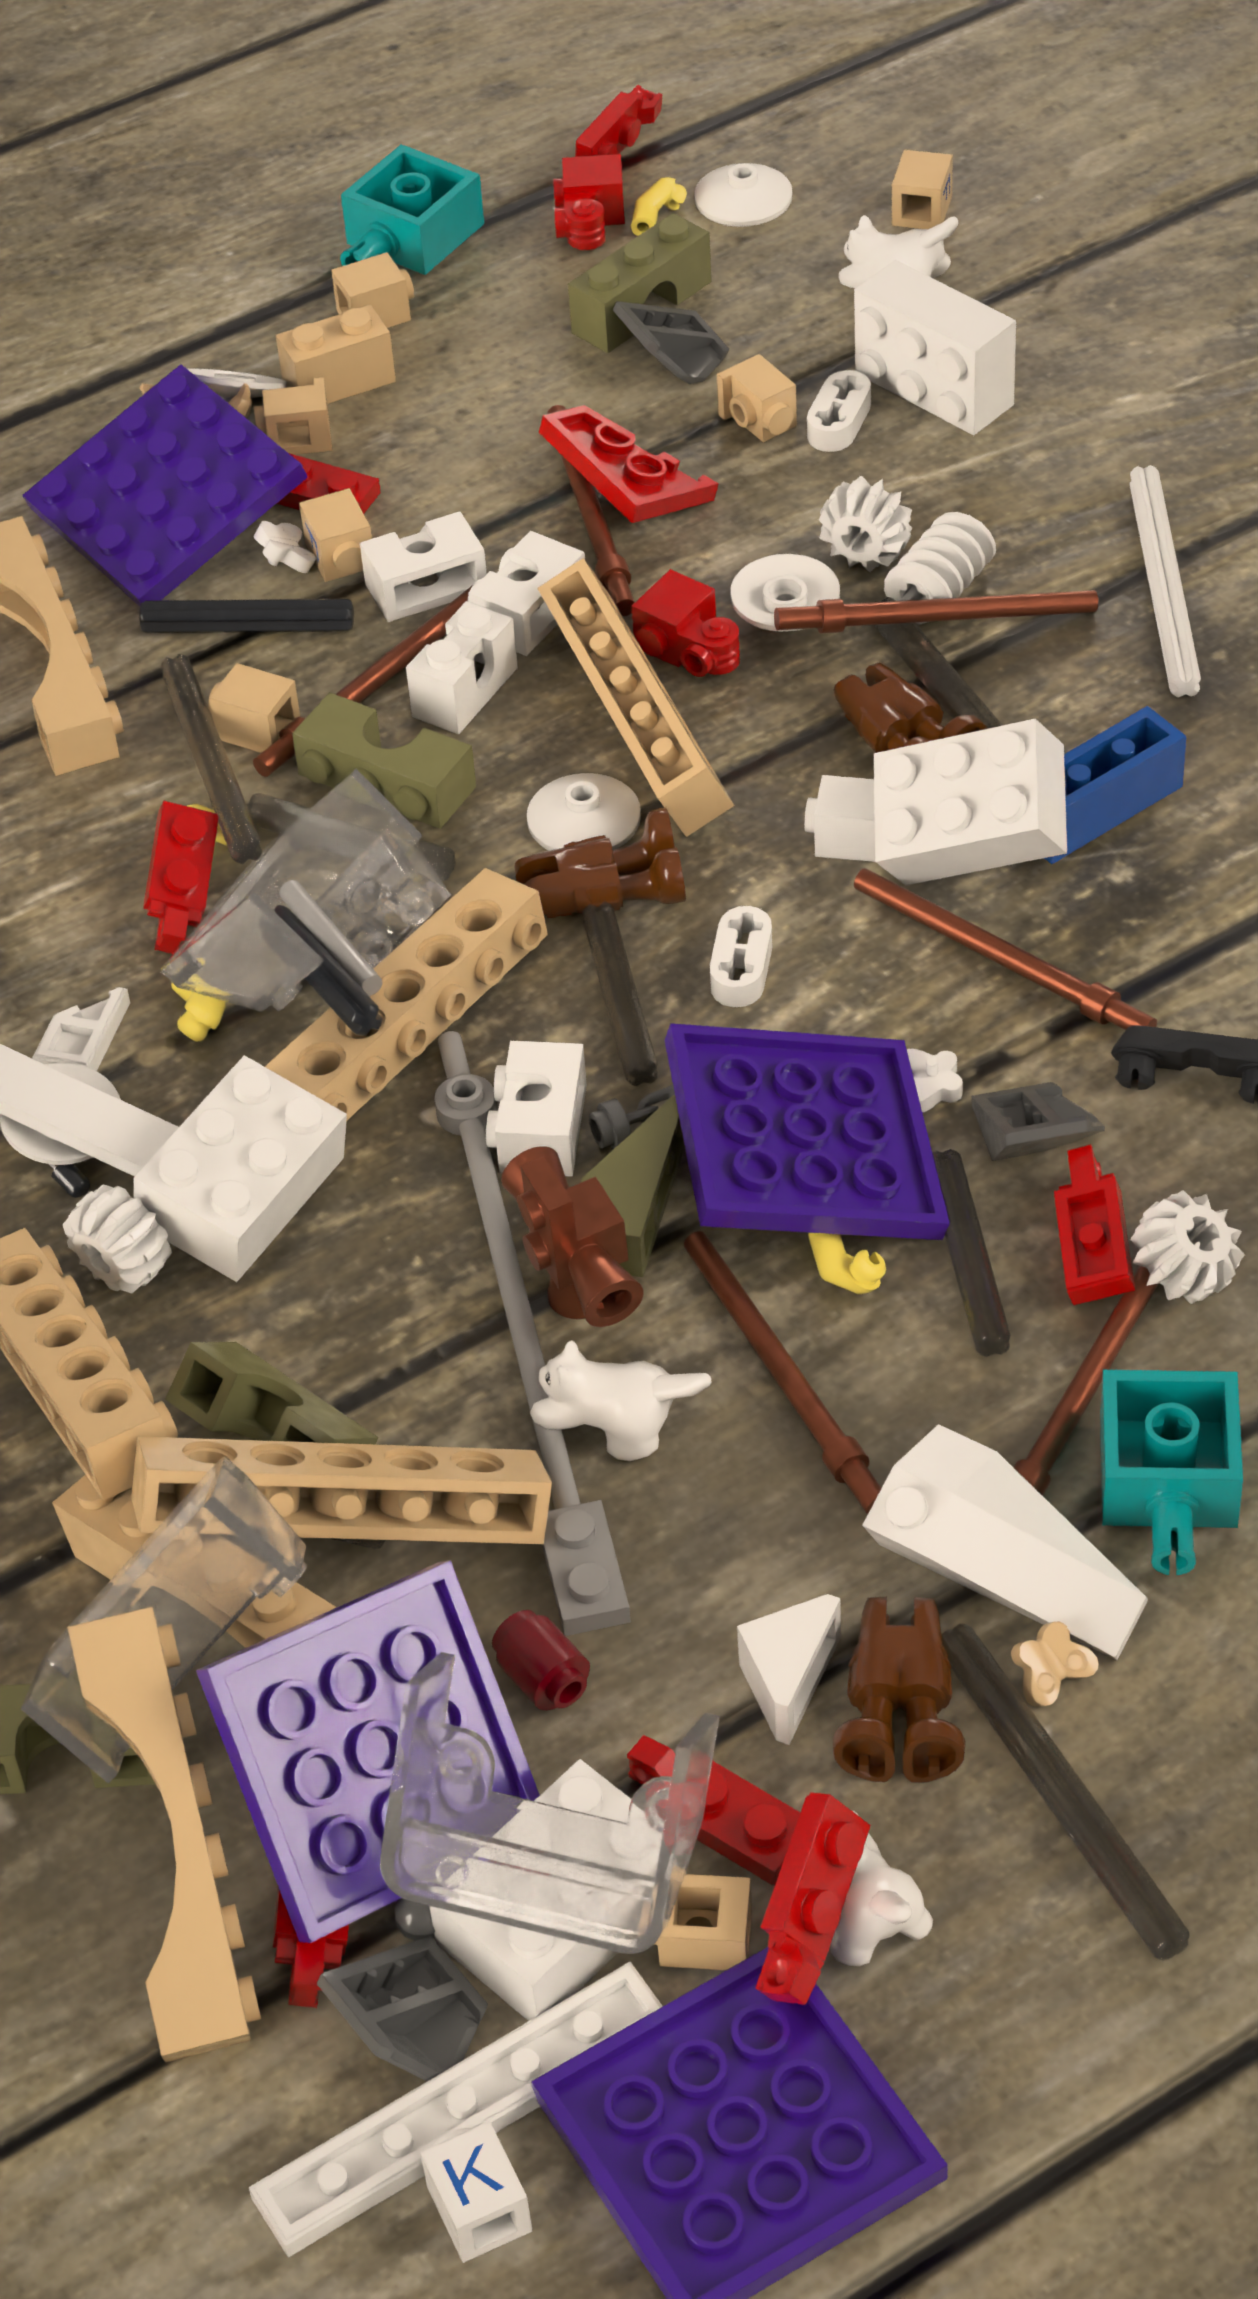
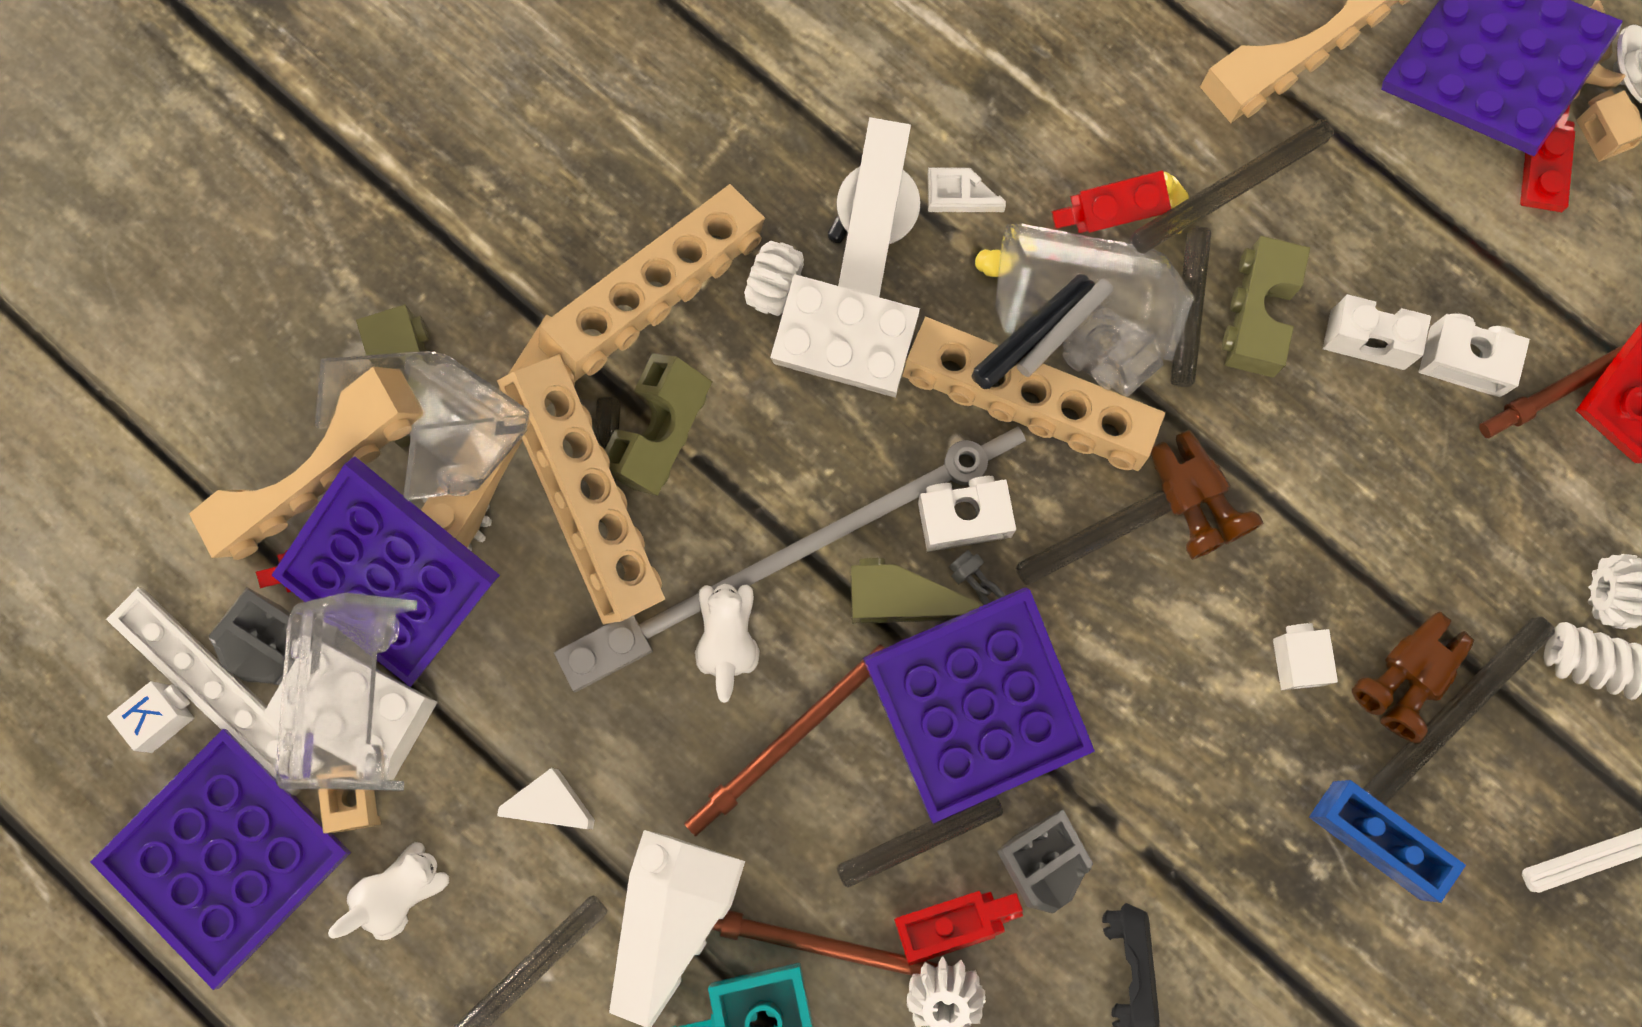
camera: 70 degrees right, 30 degrees up
(246, 615) = (1392, 161): black axle -> none
(252, 707) = (1291, 199): tan brick -> none
(283, 546) = (1472, 161): white piece -> none
(334, 532) = (1492, 197): tan brick -> none
(366, 682) = (1357, 271): copper bar -> none
(441, 547) = (1459, 271): white brick -> none
(540, 1660) = (518, 648): dark red brick -> none
(575, 1238) = (825, 573): copper brick -> none
(581, 809) = (1249, 472): white dish -> none
(635, 698) = (1377, 466): tan brick -> none
(681, 626) = (1471, 473): red brick -> none
(737, 1815) = (442, 789): red hinge -> none
(751, 957) = (1151, 602): white beam -> none
(780, 583) = (1551, 544): white dish -> none
(810, 1896) = (350, 867): red hinge -> none
(834, 615) = (1507, 593): copper bar -> none
(856, 1274) = (883, 762): light yellow arm -> none
(904, 1670) = (557, 879): reddish brown piece -> none
(935, 1077) = (1075, 777): white piece -> none
(970, 802) = (1316, 752): white brick -> none
(1050, 1661) = (589, 971): tan piece -> none
(1095, 1000) = (1176, 882): copper bar -> none

